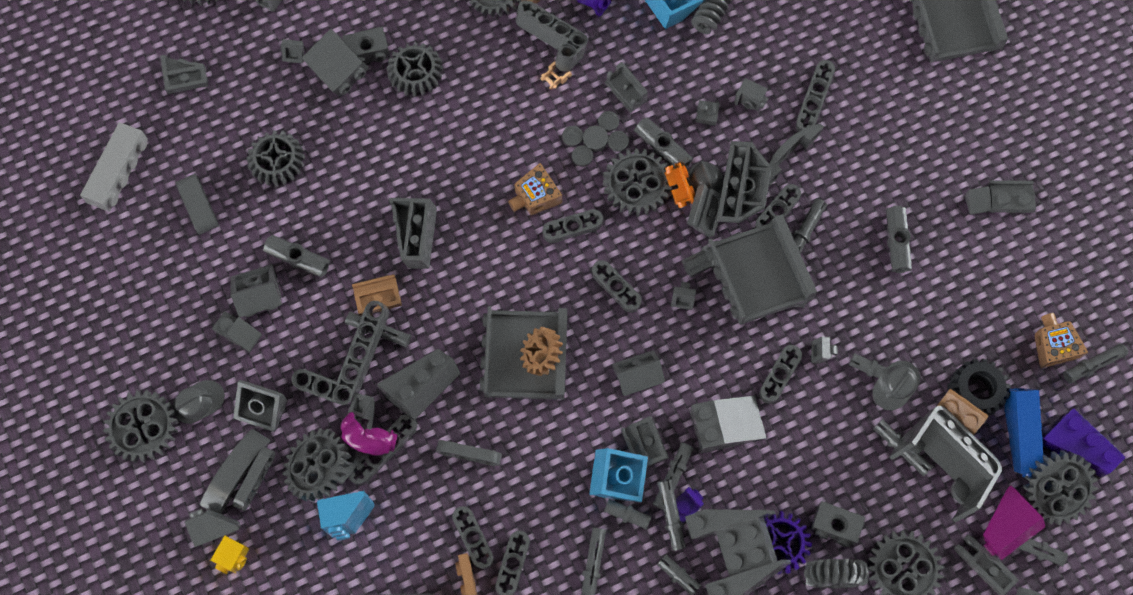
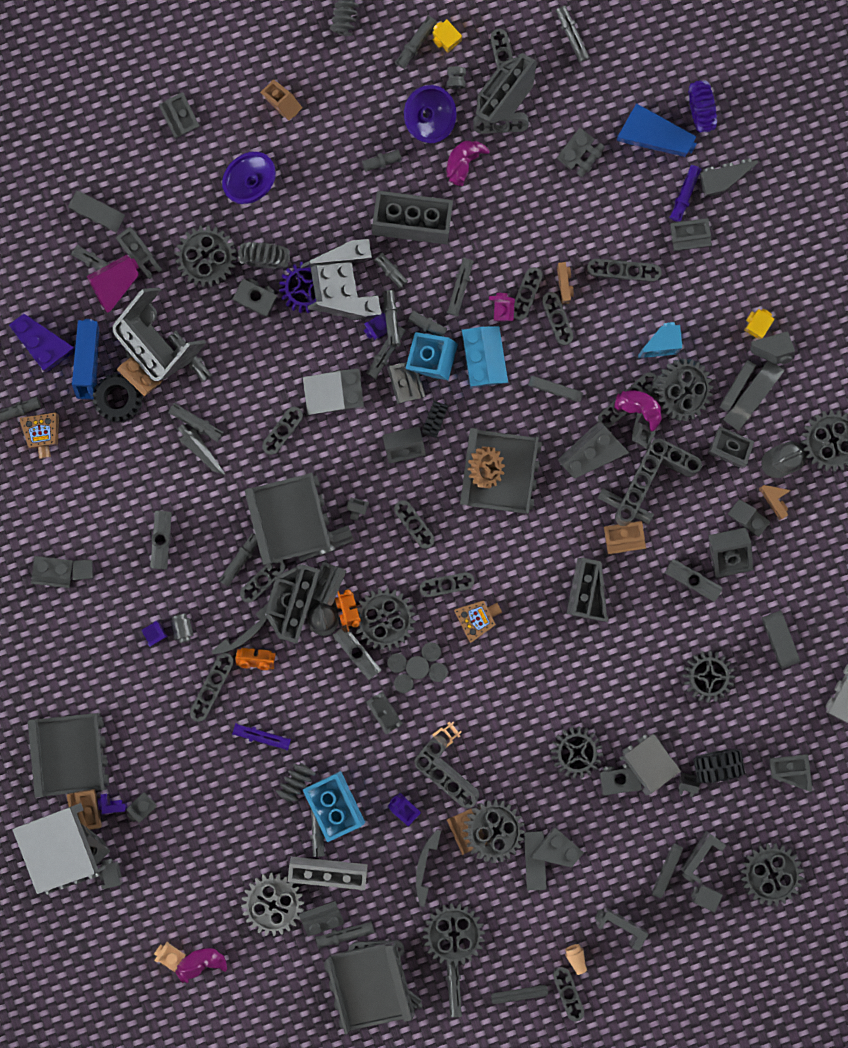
camera: 175 degrees left, 15 degrees up
(207, 356) = (772, 495): none -> medium nougat slope
(259, 64) = (719, 766): none -> black tyre
(539, 542) = (503, 307): none -> magenta bracket
(555, 482) = (484, 356): none -> dark azure slope
(606, 401) = (435, 419): none -> black tyre
(707, 112) = (312, 682): dark grey tile -> none
(751, 52) = (240, 730): none -> dark purple pin
(751, 95) = (270, 692): dark grey brick -> none
(781, 128) = (246, 659): none -> orange hinge
(822, 350) = (244, 446): dark grey tile -> none
(858, 151) = (182, 628): none -> dark grey brick
(876, 348) = (196, 445): none -> dark grey bar
(886, 143) = (154, 633): none -> dark purple panel
(896, 385) = (186, 409): dark grey piece -> none
(1060, 487) = (67, 306): dark grey gear -> none

